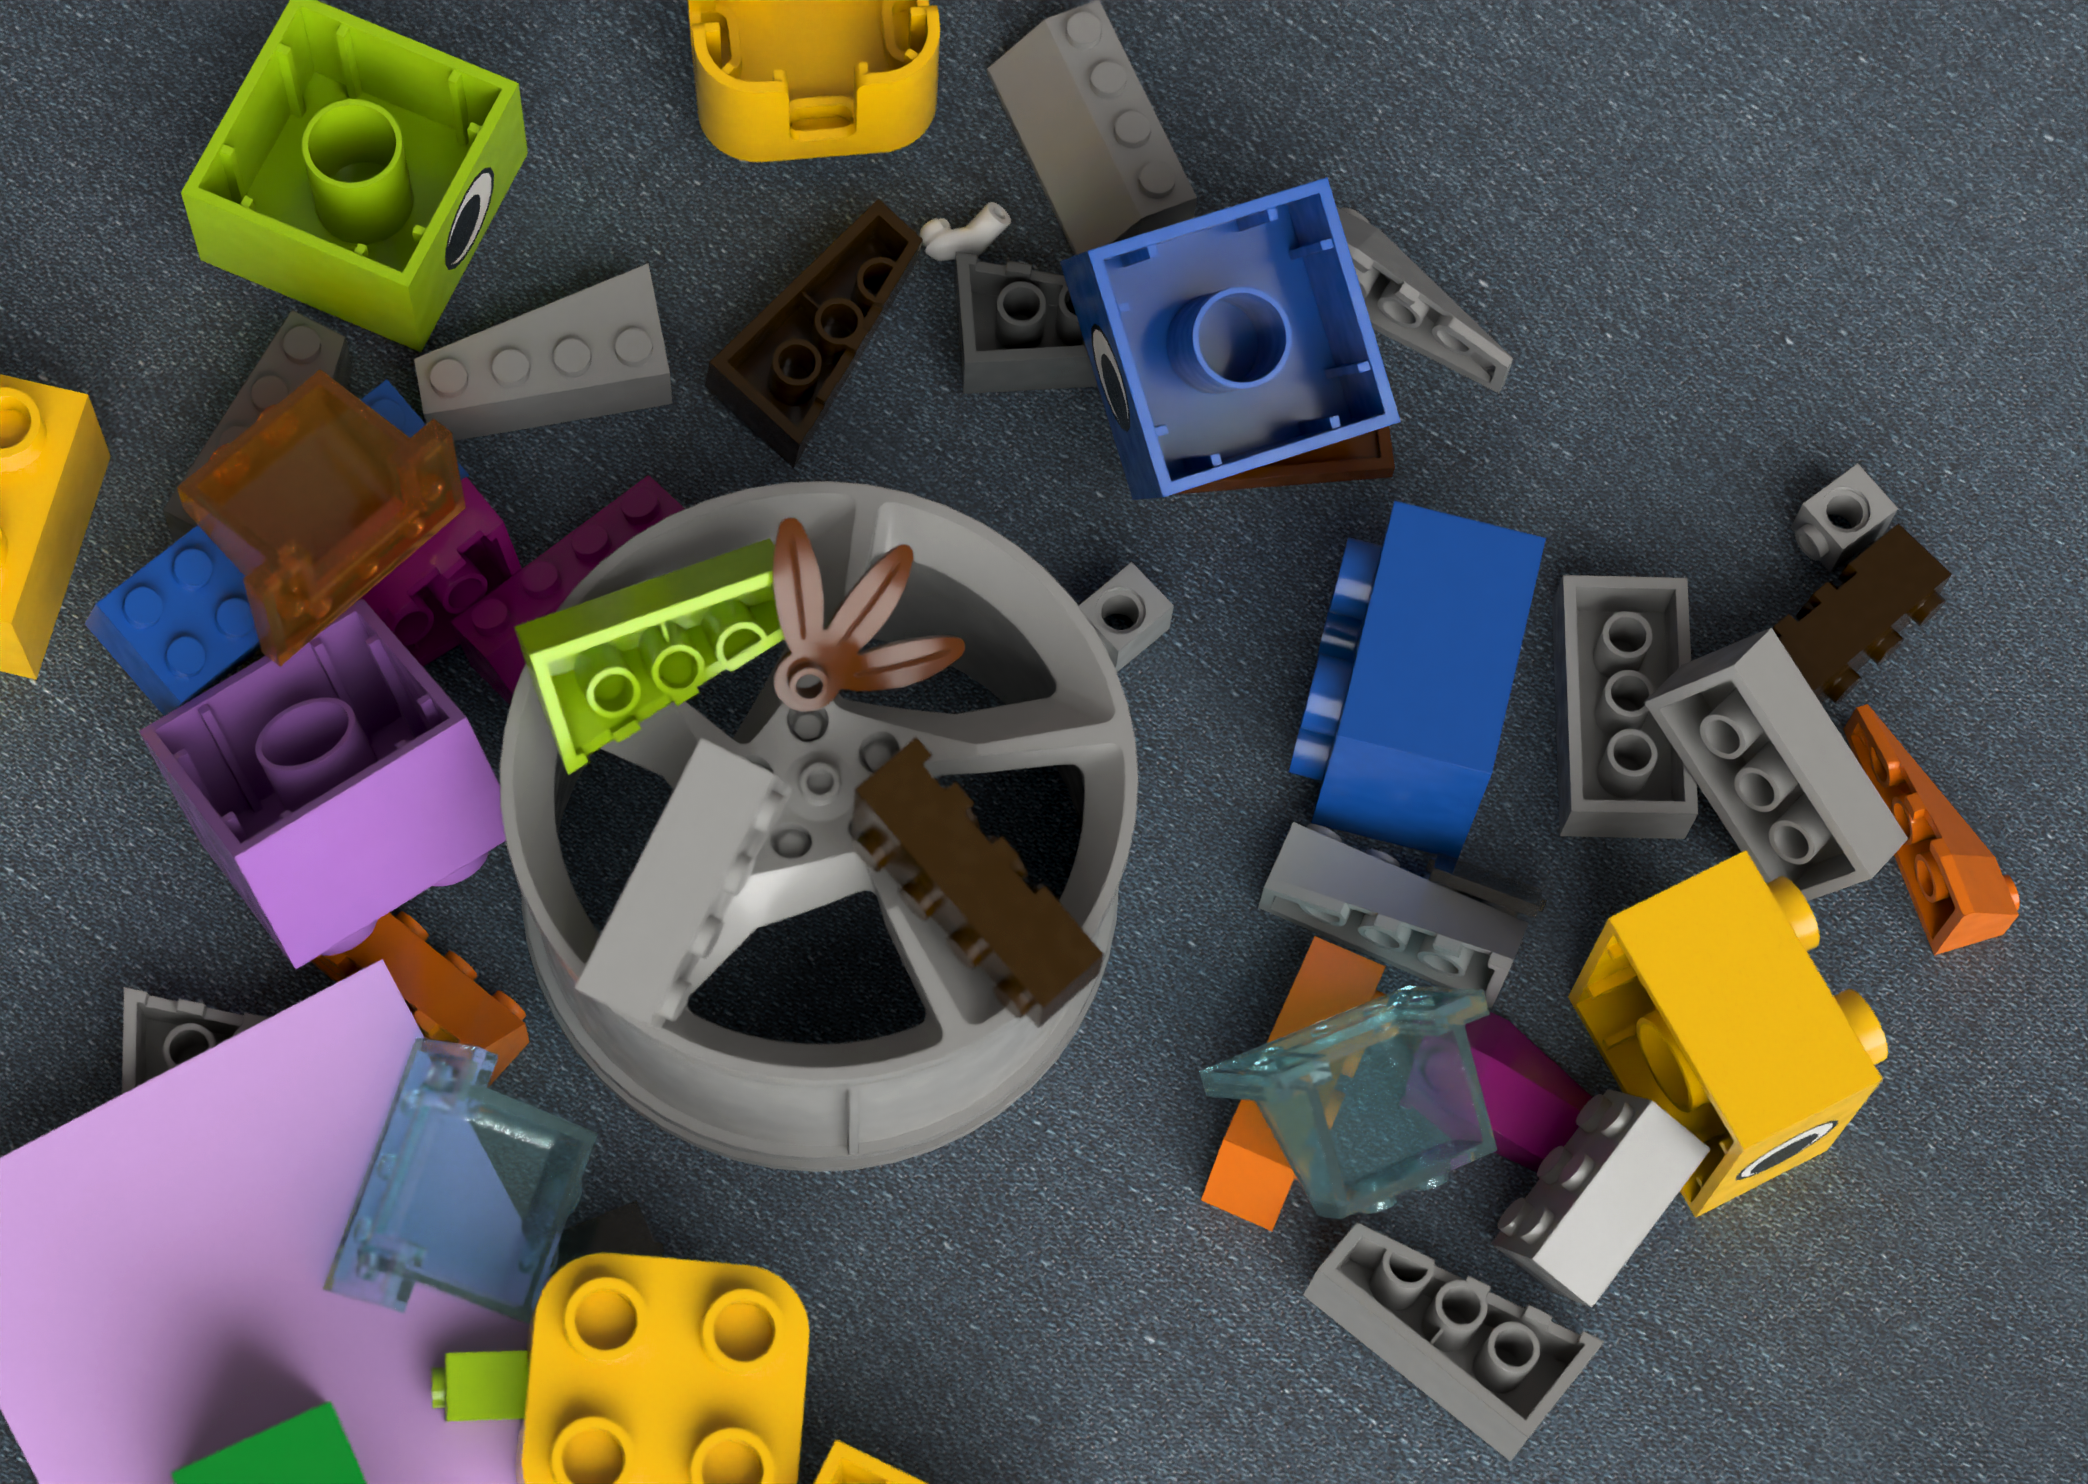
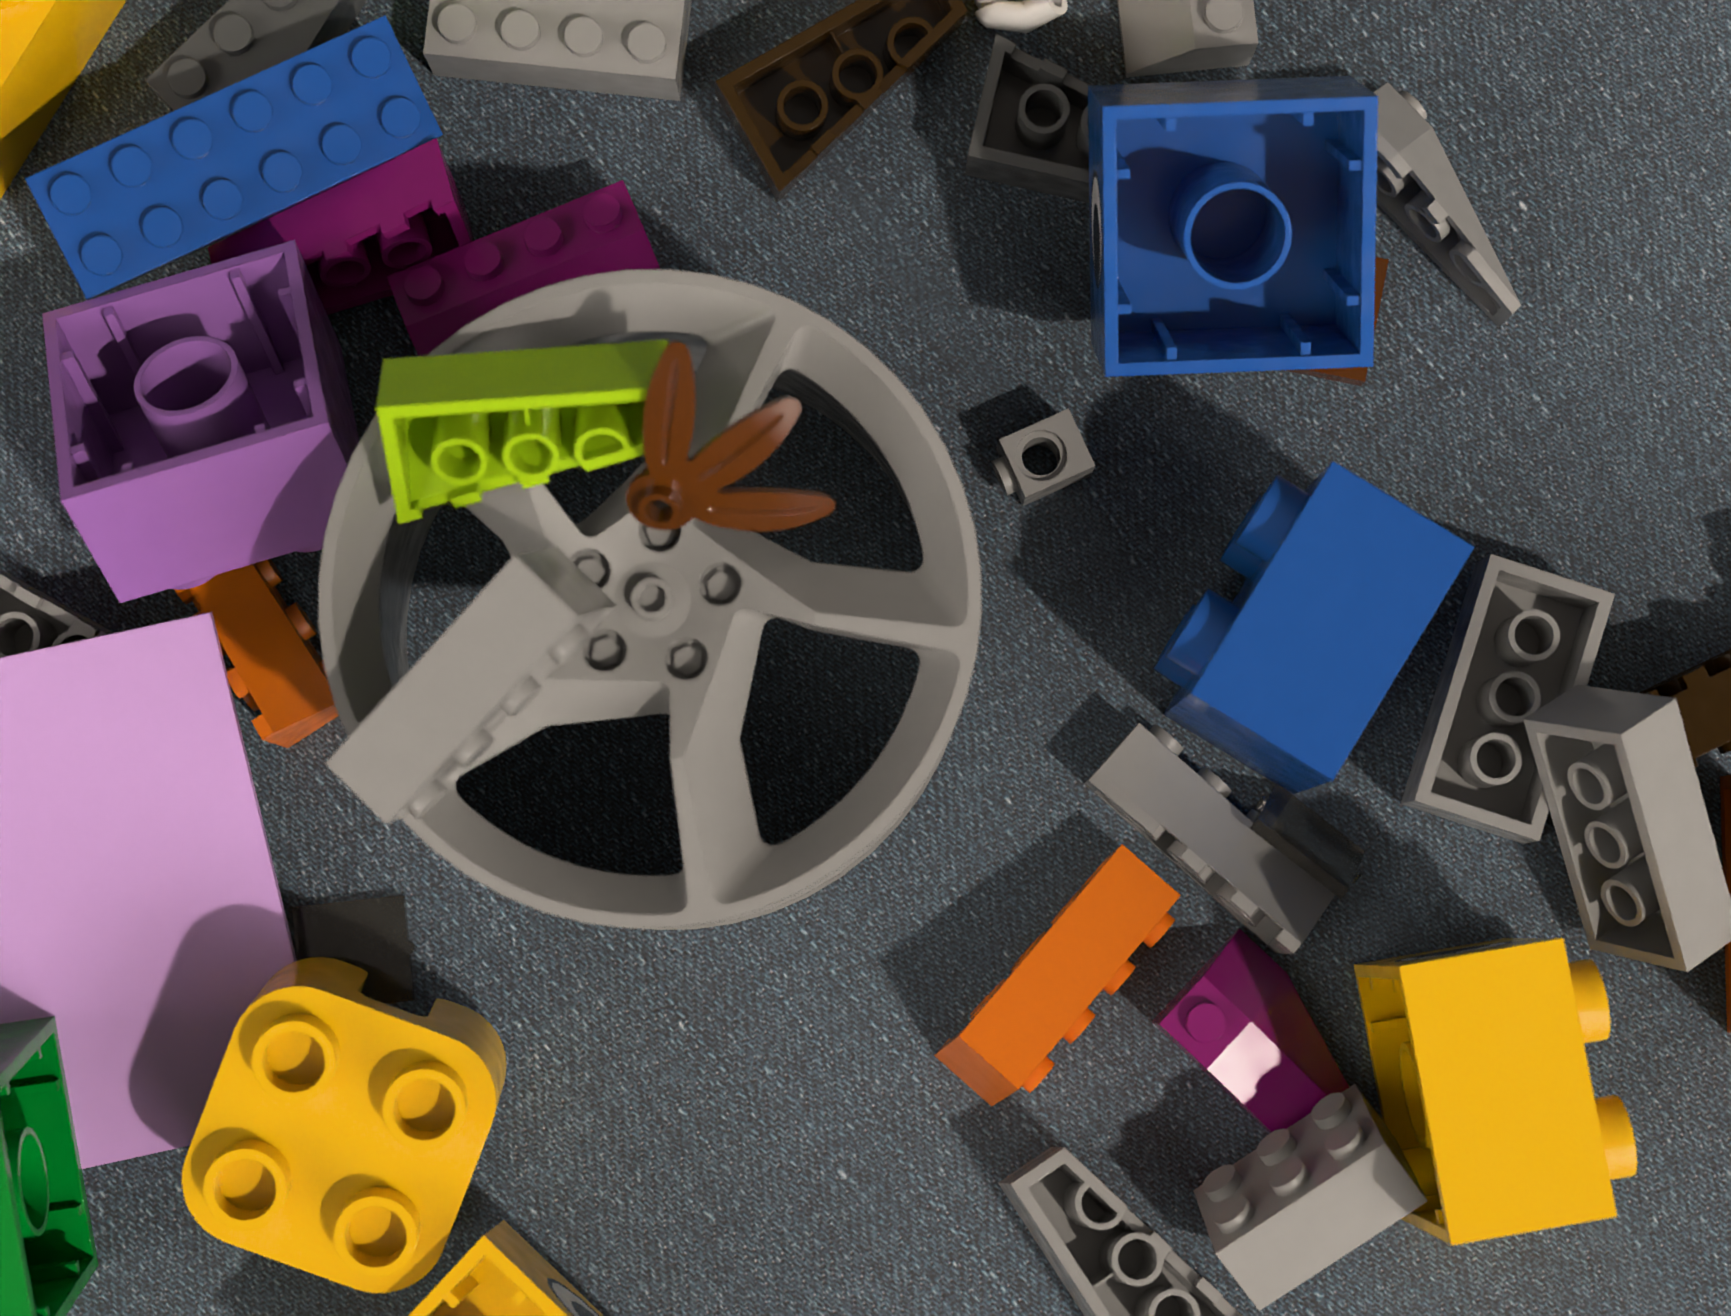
camera: 25 degrees right, 15 degrees up
(321, 506) = (266, 142): clear orange windscreen -> none
(461, 1191) = (215, 869): clear light blue windscreen -> none
(481, 1385) = (187, 1044): lime brick -> none
(971, 887) = (755, 774): dark brown wedge -> none
(1370, 1097) = (1111, 1039): clear light blue windscreen -> none

